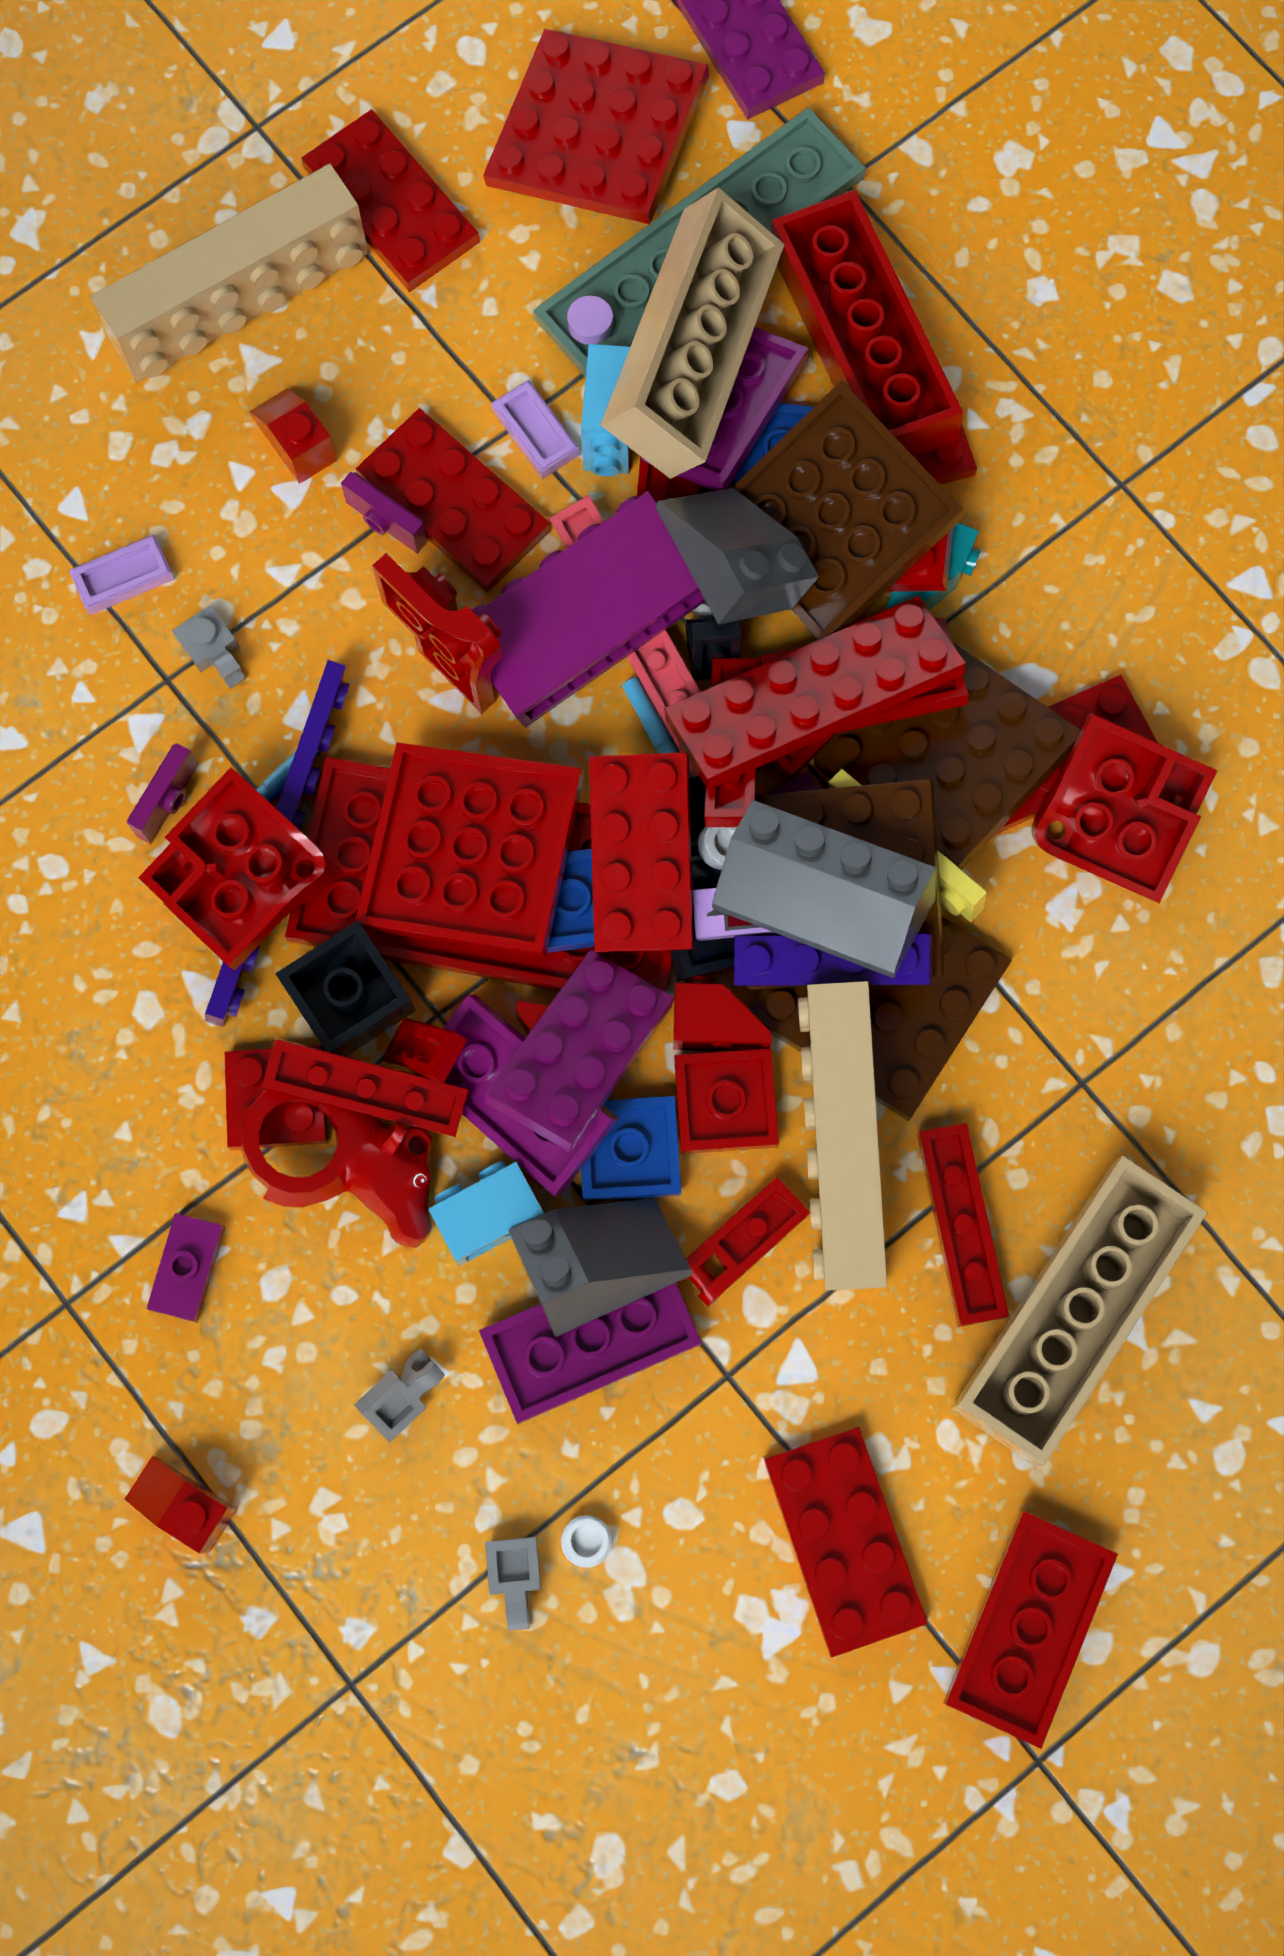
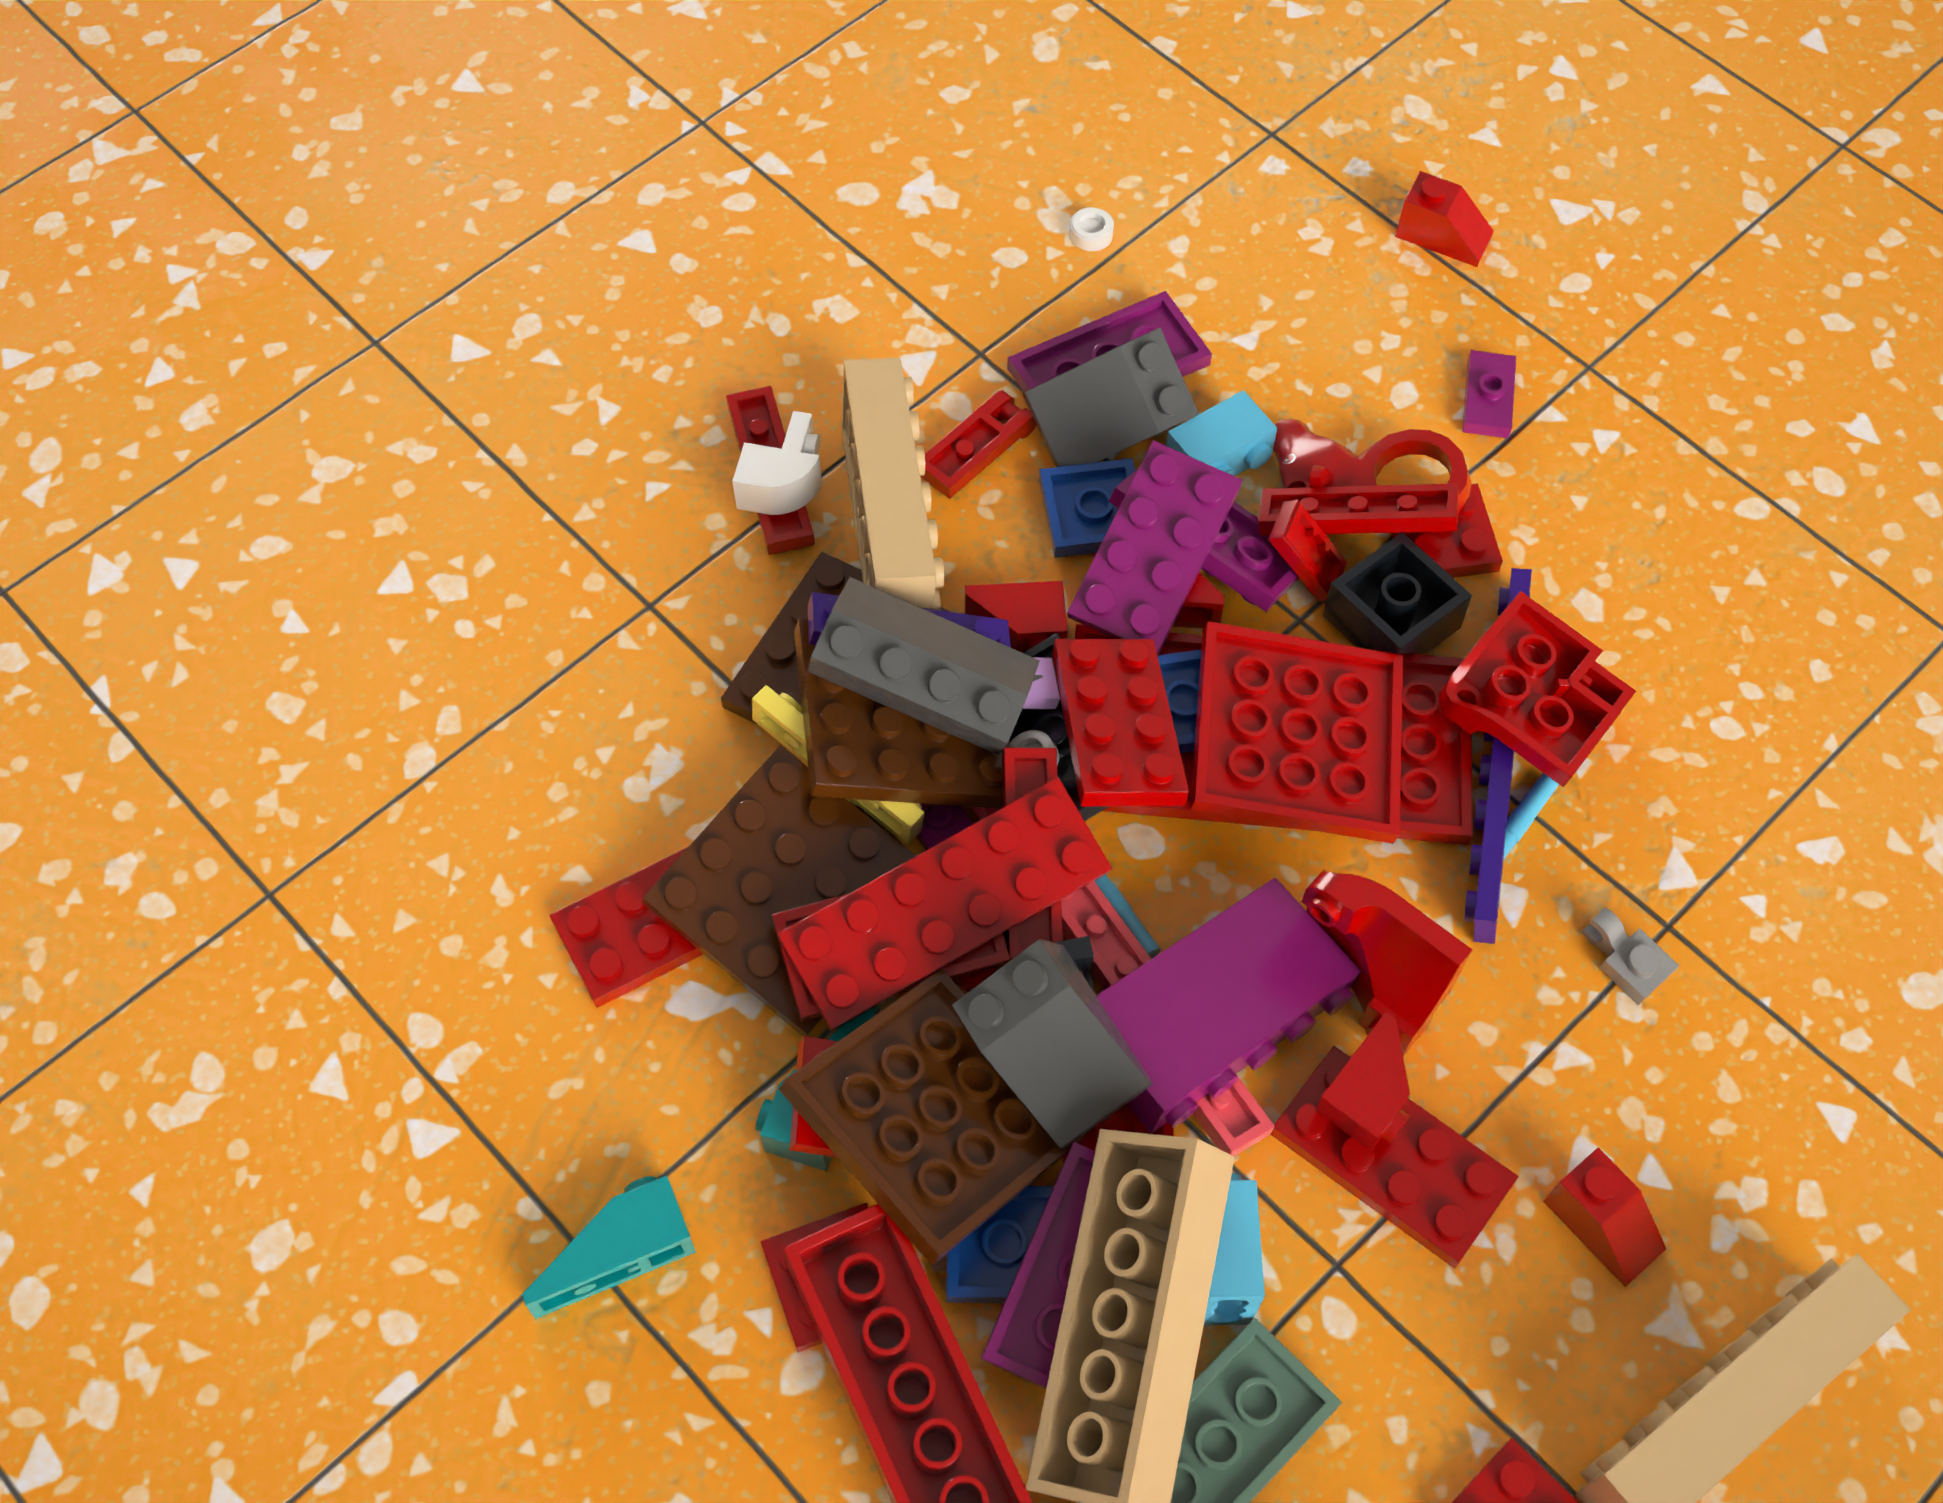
camera: 175 degrees right, 15 degrees down
(121, 574) = (1755, 1034): lavender tile -> none
(163, 794) = (1634, 789): magenta plate -> none
(384, 513) = (1474, 1119): magenta plate -> none
(395, 1400) = (1276, 303): light grey plate -> none
(470, 521) = (1370, 1088): none -> red slope
(514, 1571) = (1148, 198): light grey plate -> none
(535, 429) = (1311, 1256): lavender tile -> none
(590, 319) = (1266, 1384): lavender tile -> none
(726, 1101) = (1003, 546): red plate -> none
(845, 1542) = (869, 244): red plate -> none
(955, 1180) = (776, 478): none -> white brick
(1030, 1629) = (707, 192): red plate -> none
(1079, 1311) = (659, 399): tan brick -> none
(1081, 473) = (620, 1243): none -> teal slope
(1123, 808) = (593, 839): red slope -> none

